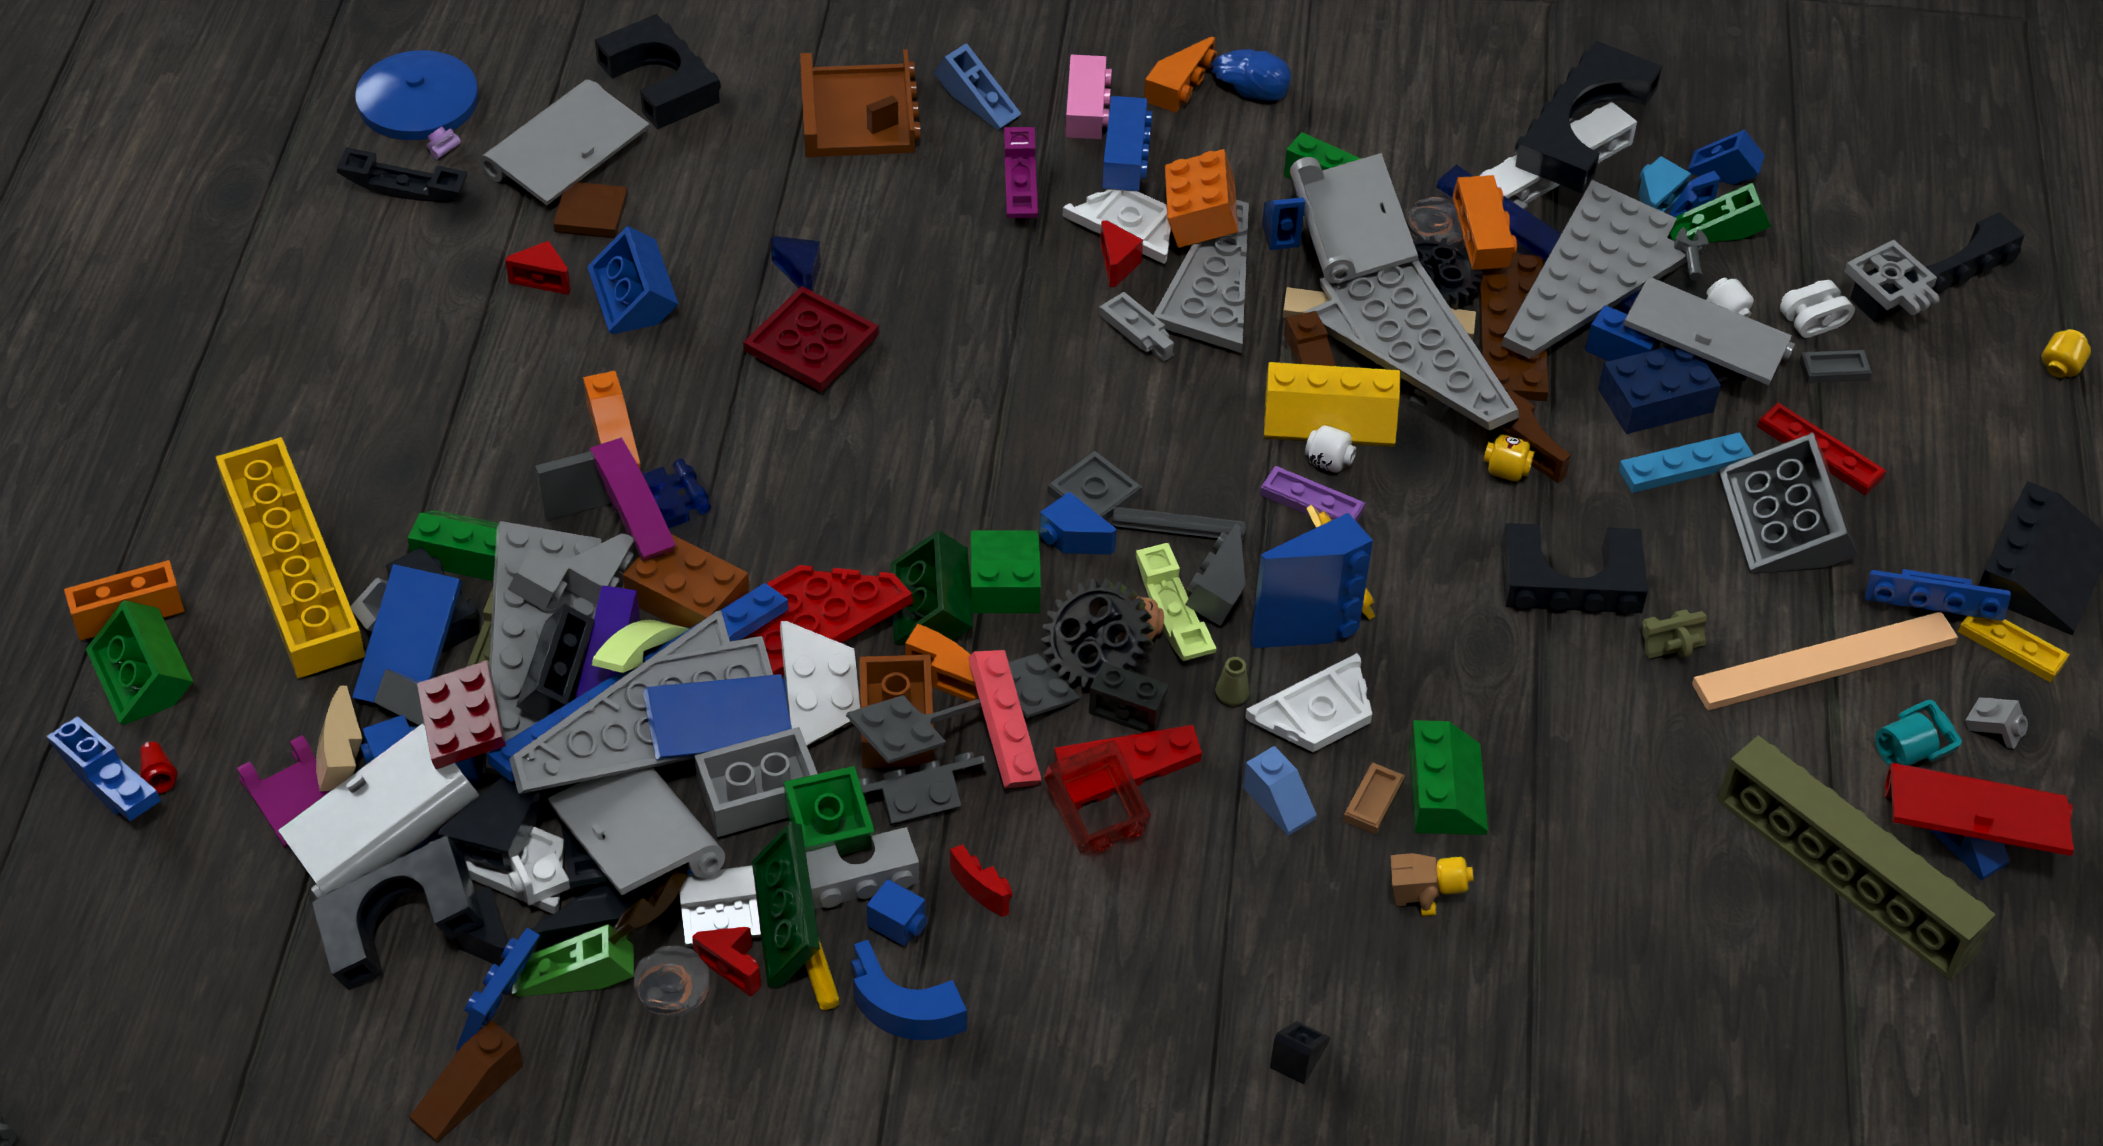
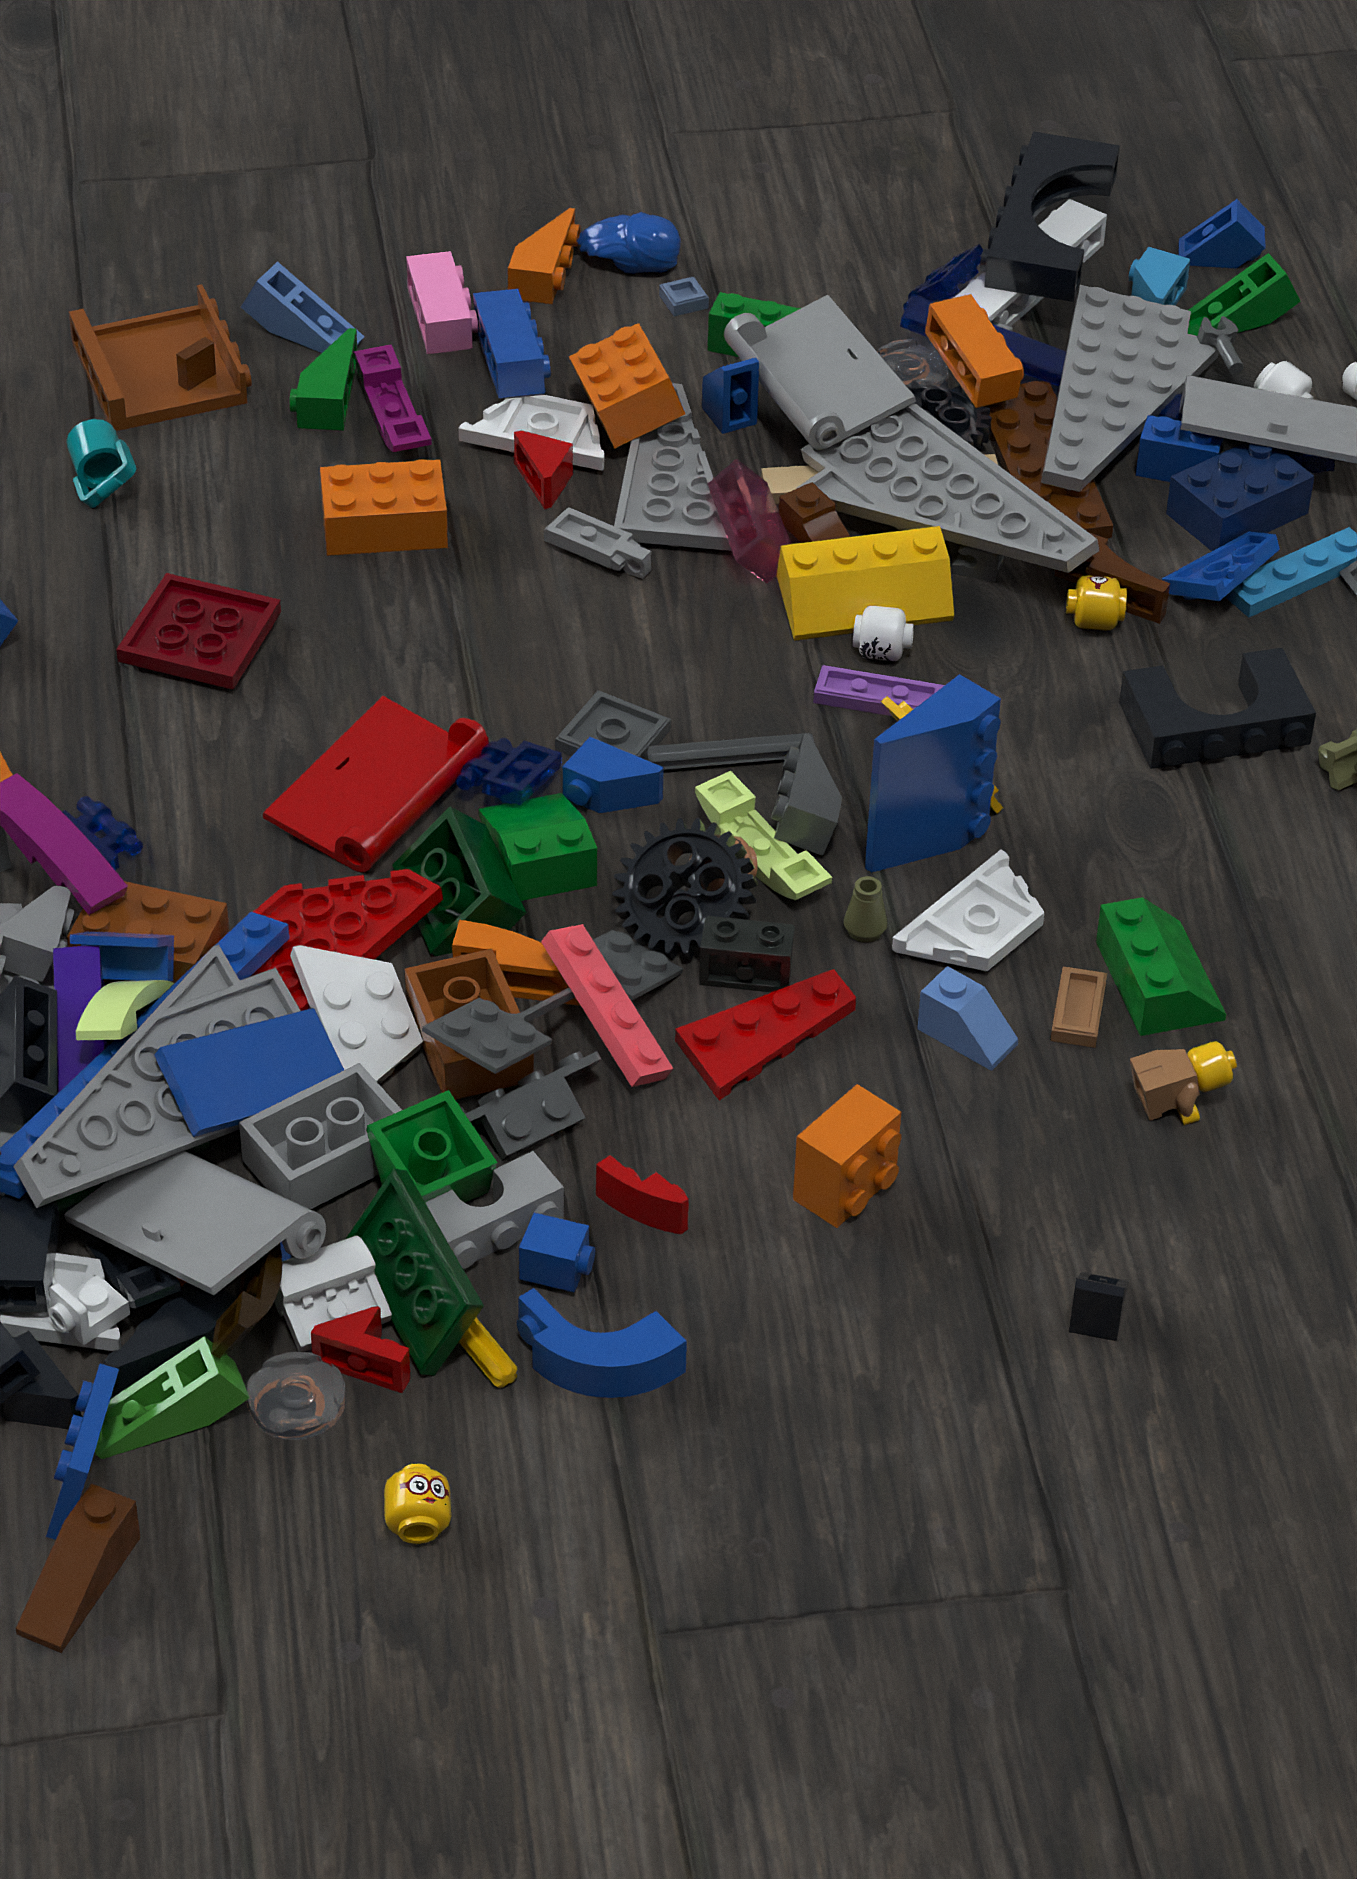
camera: 15 degrees left, 5 degrees down
(661, 599) = (131, 954): none -> blue panel
(725, 1091) = (417, 1503): none -> yellow head
(782, 181) = (99, 460): none -> teal piece
(797, 259) = (146, 544): clear blue slope -> none
(900, 492) = (375, 783): none -> red door
(976, 151) = (326, 386): none -> green slope
(982, 263) = (383, 507): none -> orange brick
(1002, 505) = (510, 771): none -> clear blue plate
(1086, 763) = (781, 1048): clear red window -> none
(1142, 886) = (847, 1156): none -> orange brick
(1259, 330) = (749, 519): none -> clear pink brick
(1279, 126) = (683, 296): none -> sand blue tile
(1488, 152) = (943, 281): none -> clear blue plate
(1622, 448) = (1223, 568): none -> blue wing
(1697, 193) = (1202, 280): blue slope -> none

